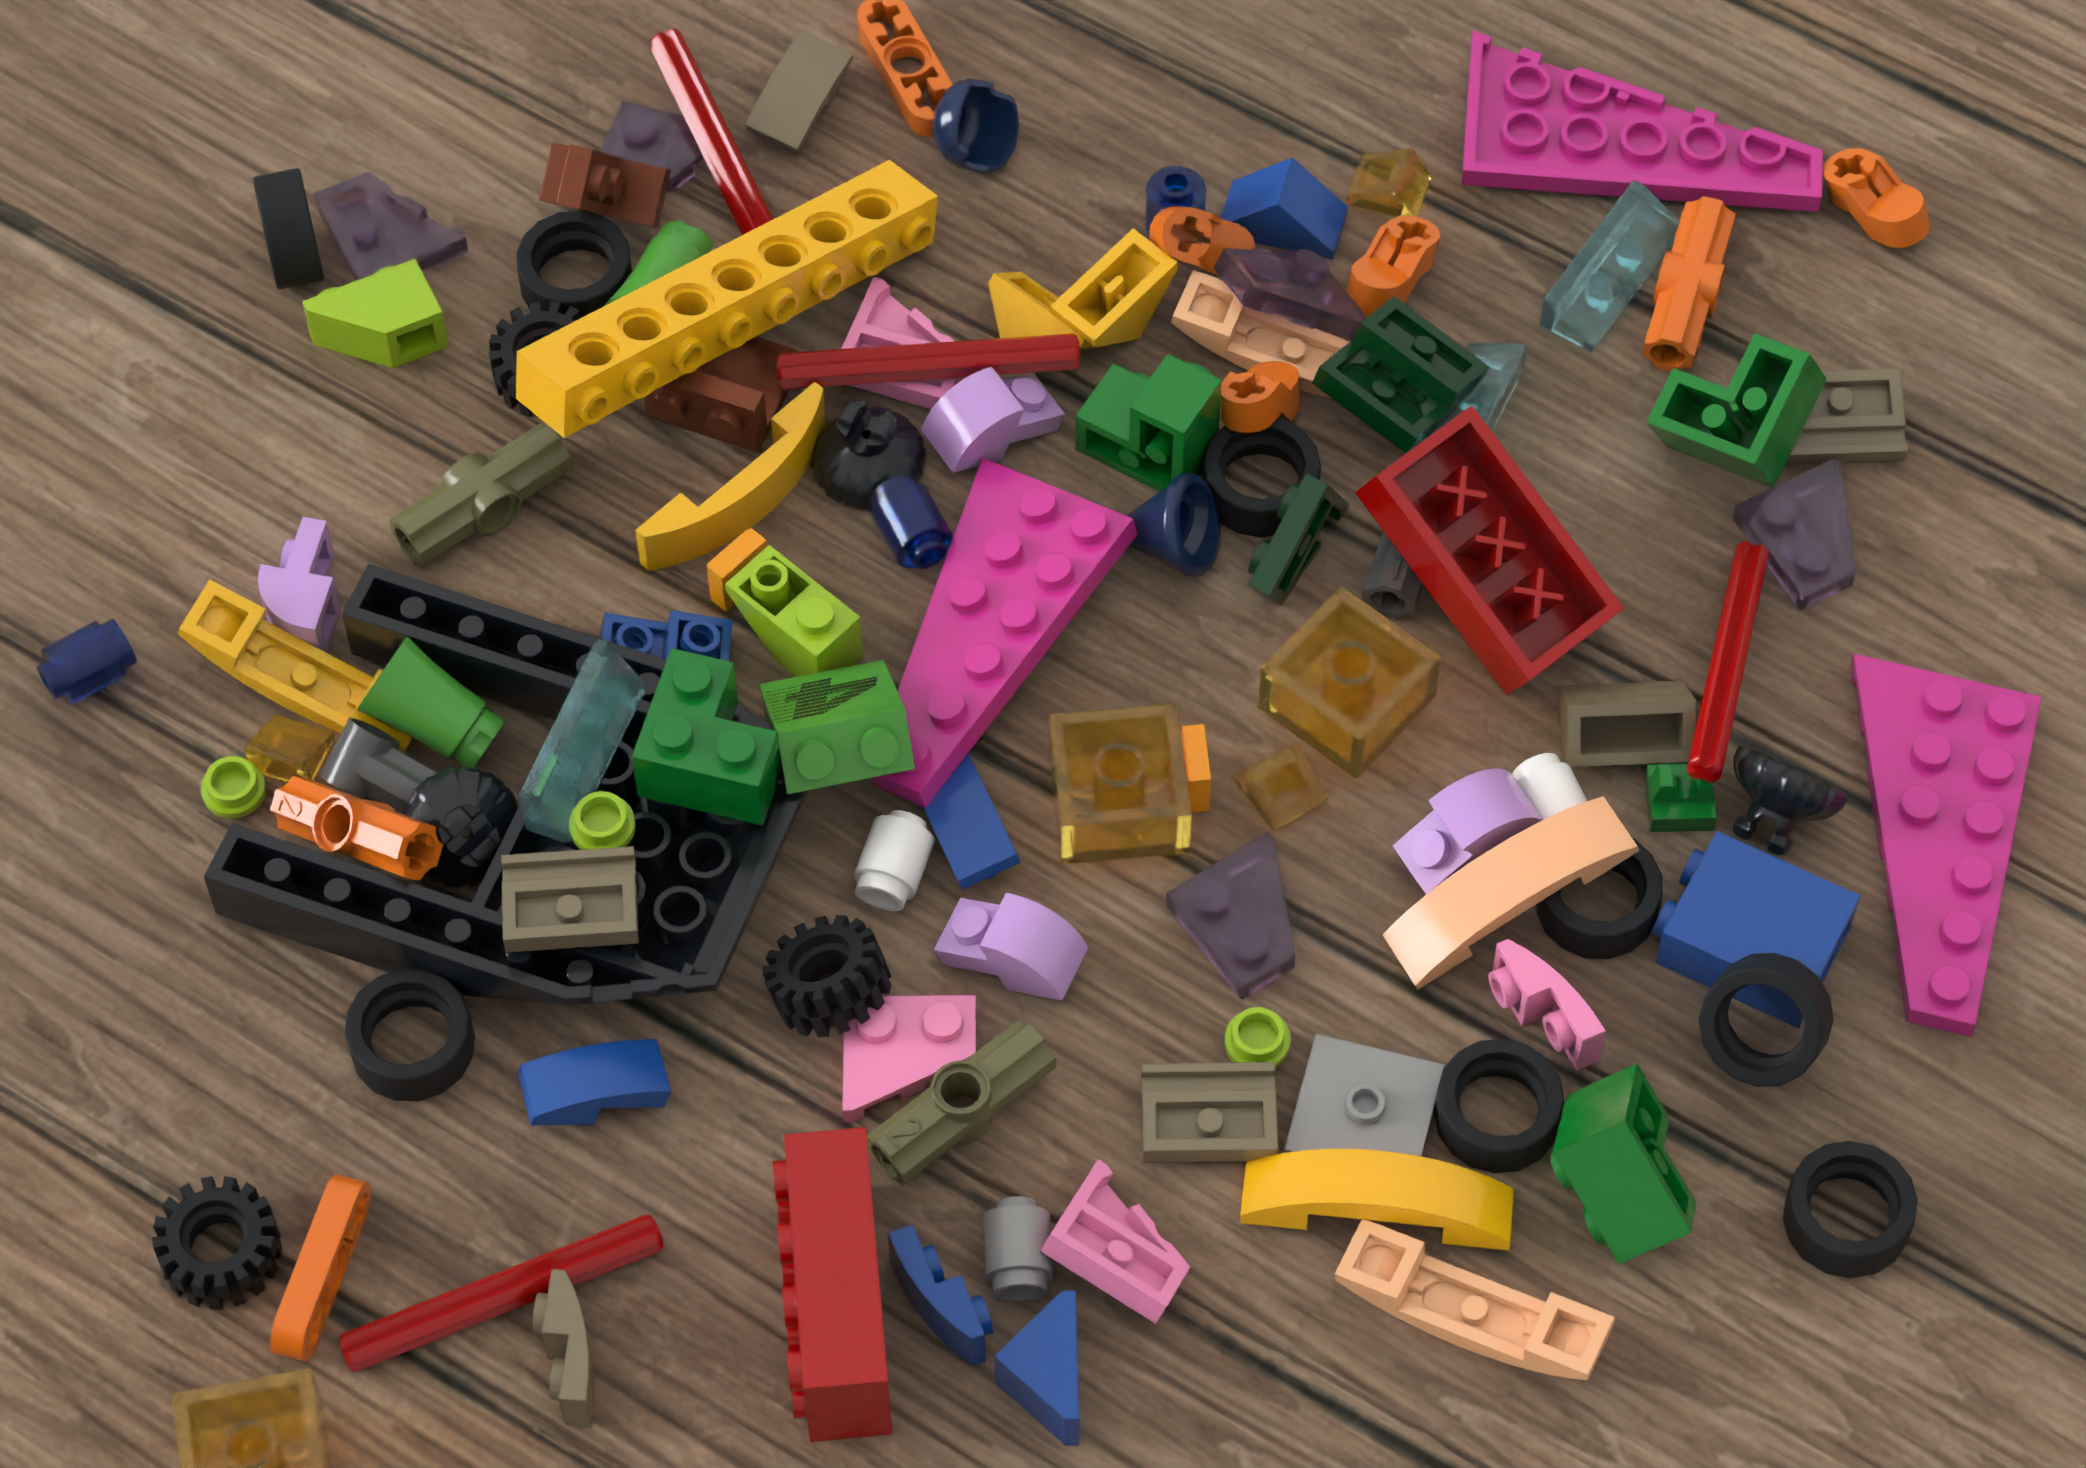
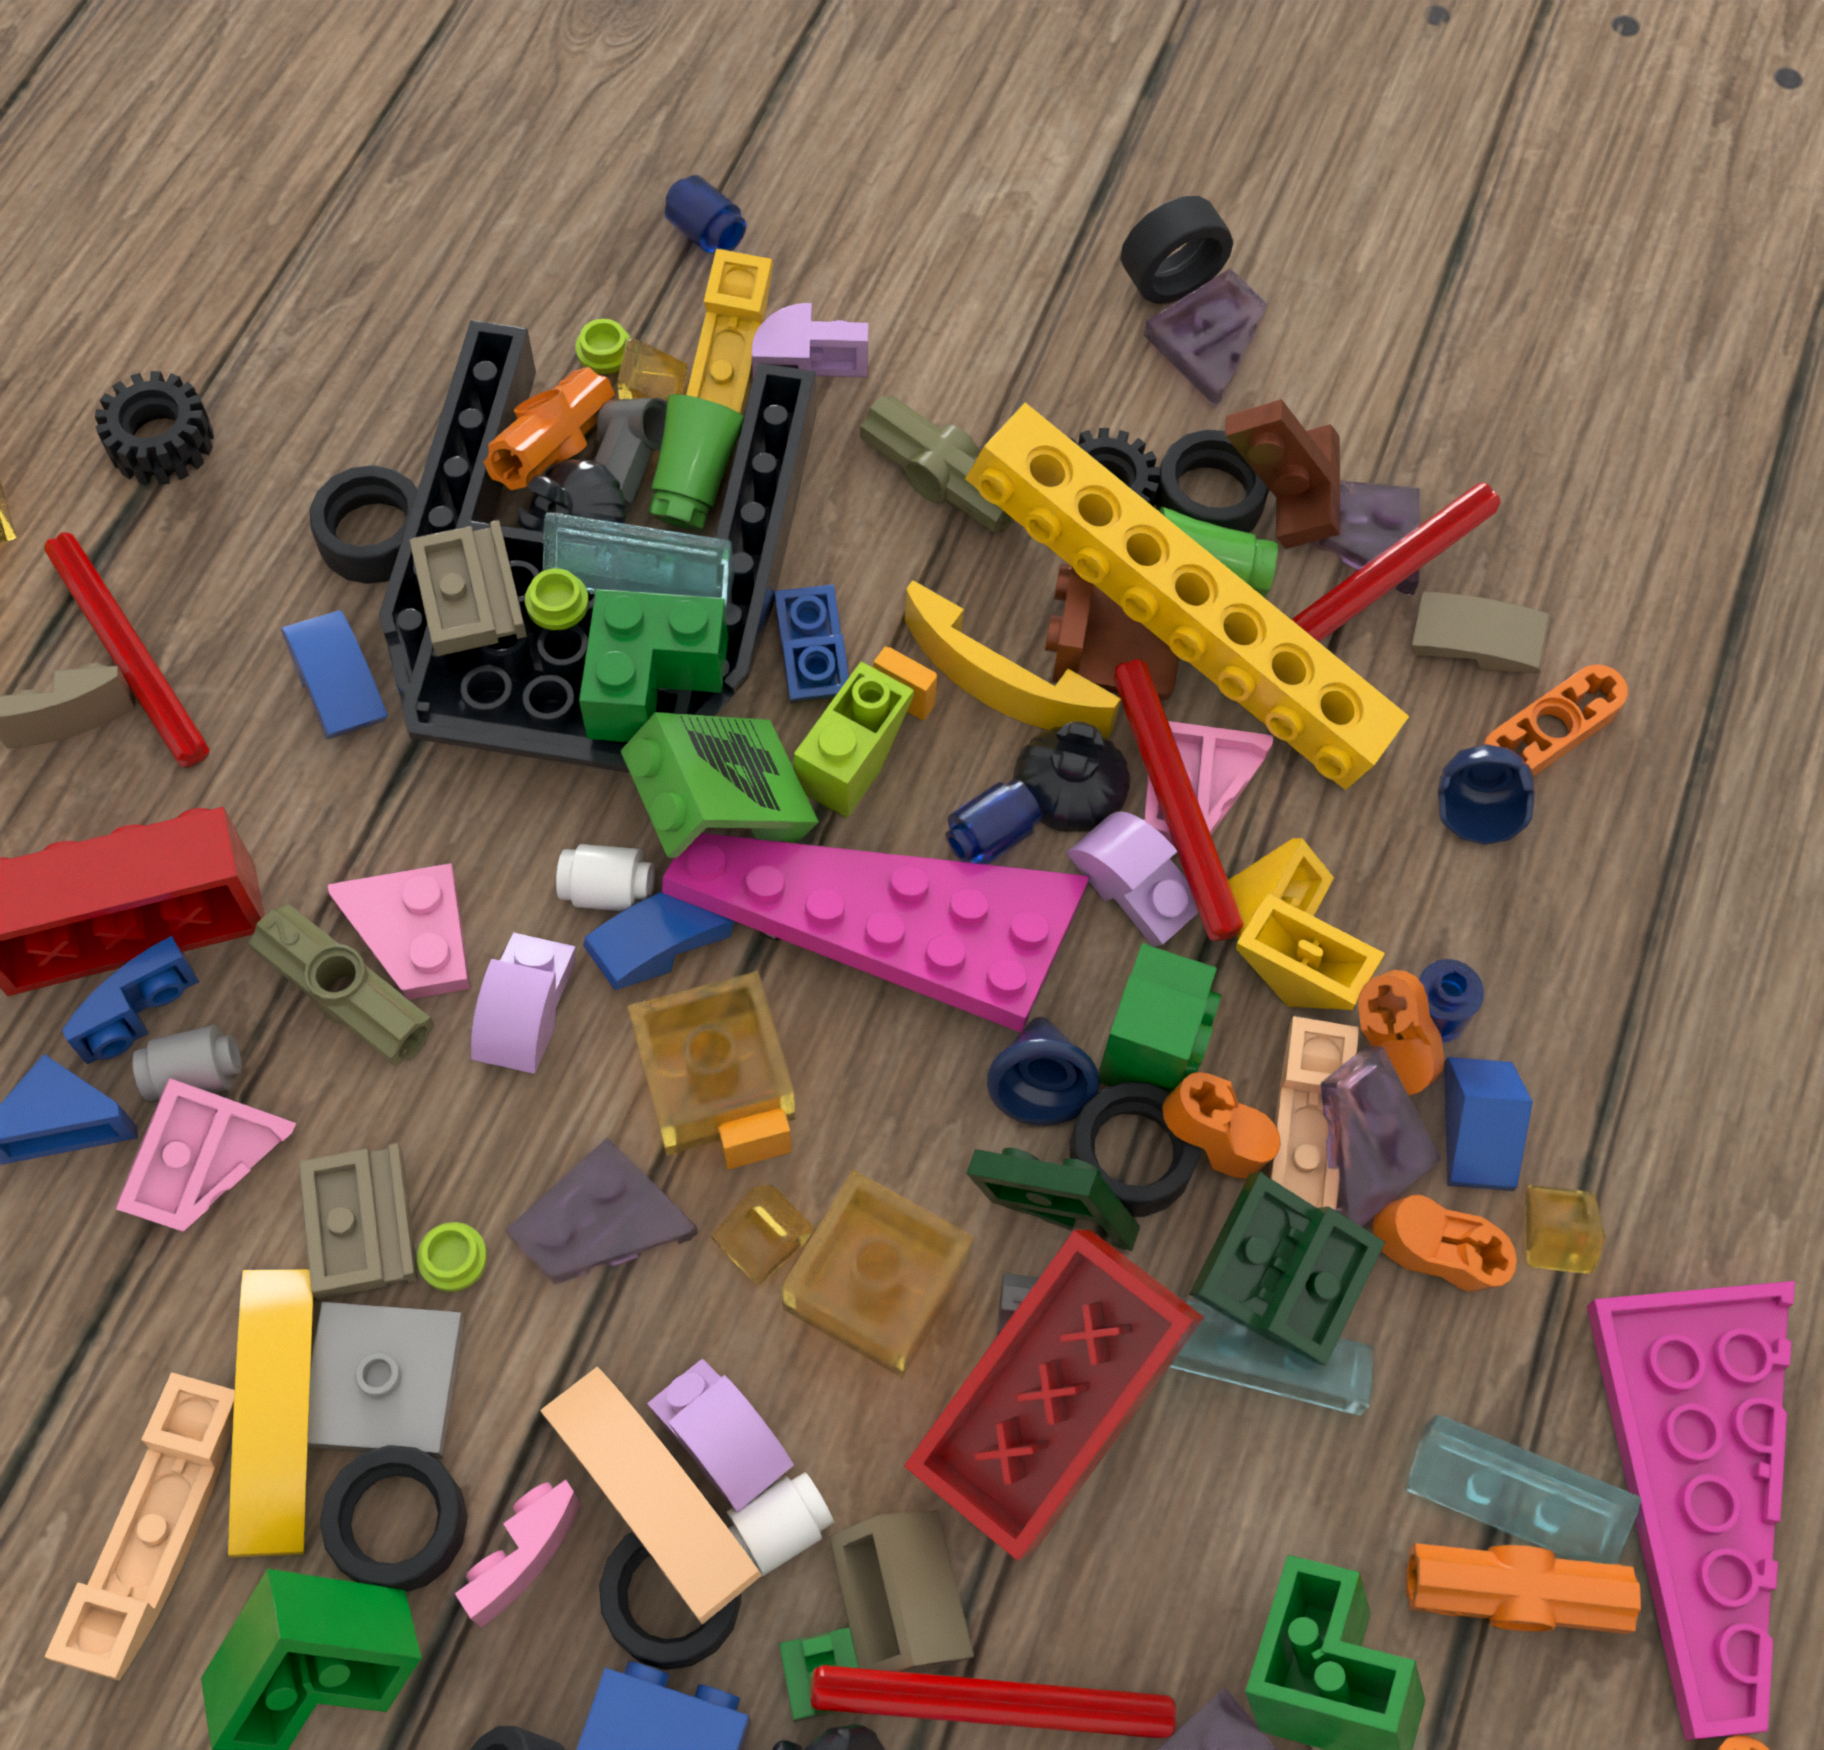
camera: 75 degrees right, 5 degrees up
(320, 1268) = (133, 504): orange beam -> none
(379, 317) = (1118, 350): lime slope -> none
(834, 1000) = (451, 862): black tyre -> none

